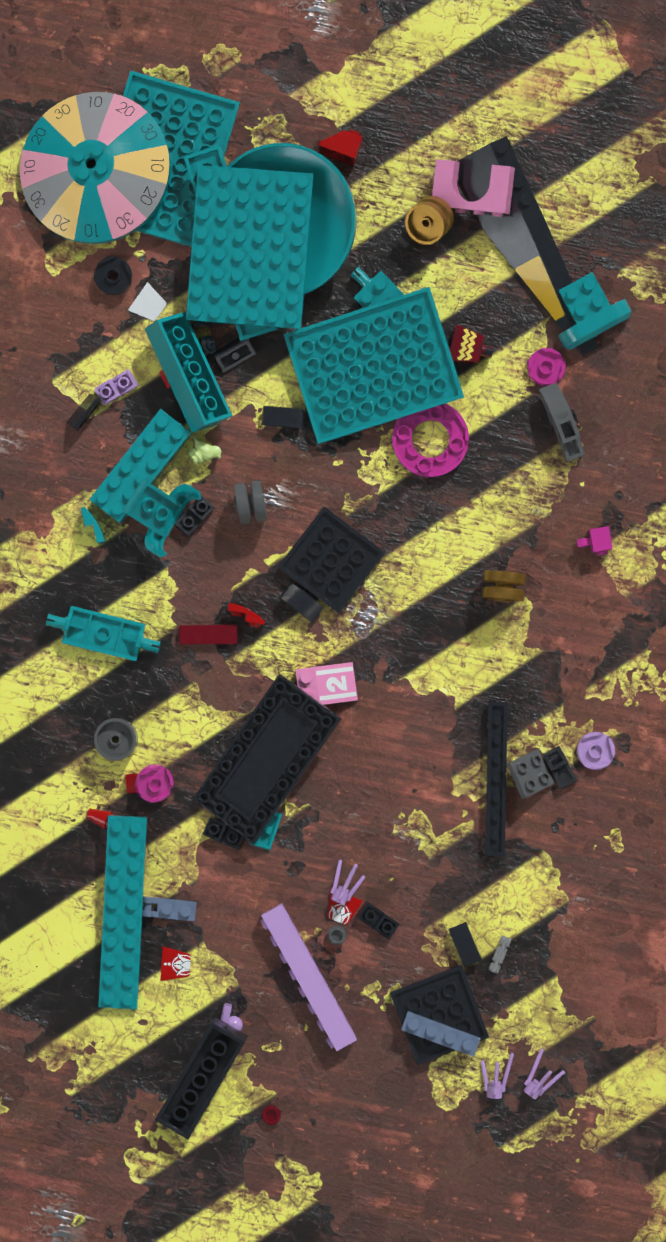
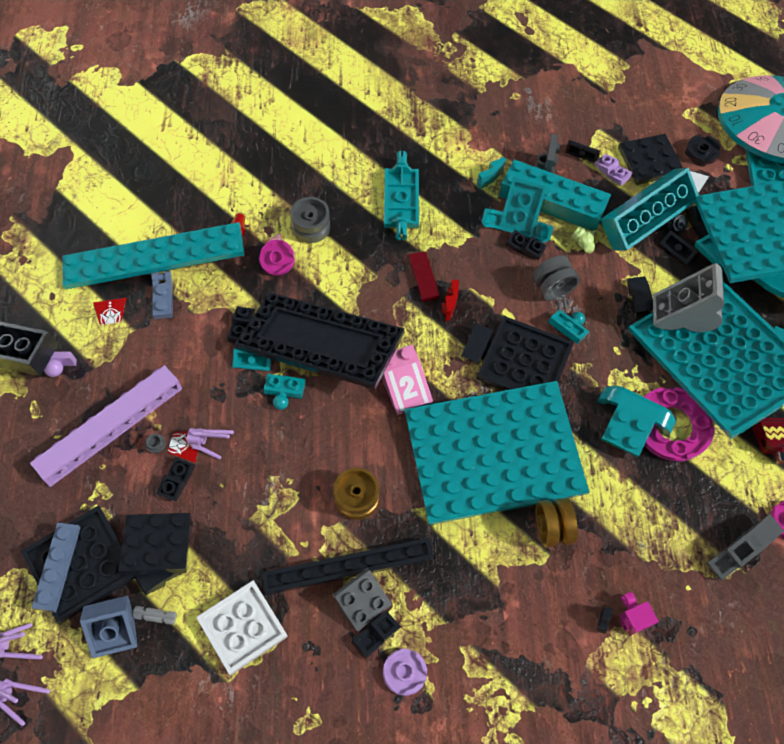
camera: 75 degrees right, 25 degrees down
(88, 453) = (547, 161): none -> dark grey plate
(111, 339) = (649, 158): none -> black plate
(303, 503) = (570, 326): none -> teal plate
(305, 803) = (283, 387): none -> teal plate
(320, 384) = (691, 302): none -> light grey brick
(419, 478) = (633, 419): none -> teal piece
(420, 618) = (494, 452): none -> teal plate
(423, 753) = (356, 493): none -> pearl gold wheel
(438, 945) = (155, 544): none -> black plate
(501, 993) = (109, 626): none -> sand blue slope
(528, 880) = (241, 627): none -> white plate
(593, 569) = (604, 619): none -> black tile

